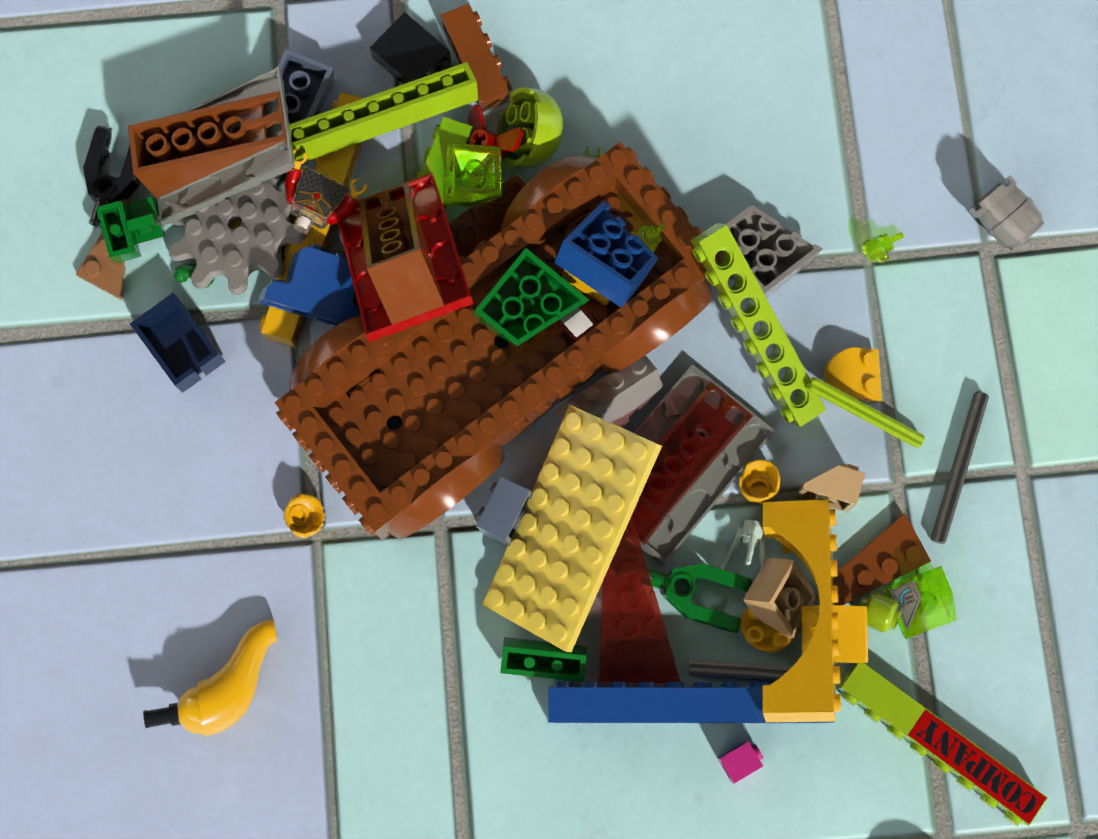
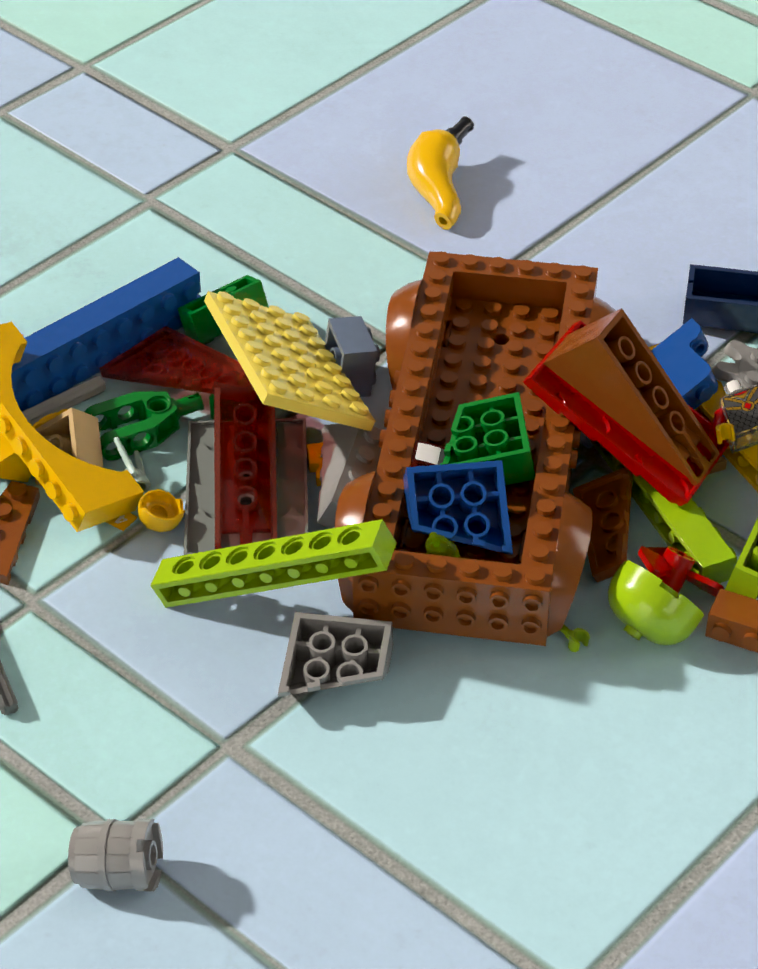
camera: 135 degrees right, 35 degrees down
(471, 174) = (652, 514): clear neon green slope -> none
(838, 484) = (89, 534): tan slope -> none
(855, 373) = (149, 639): yellow slope -> none
(865, 412) = (110, 603): lime axle -> none
(878, 247) = (224, 753): clear neon green piece -> none

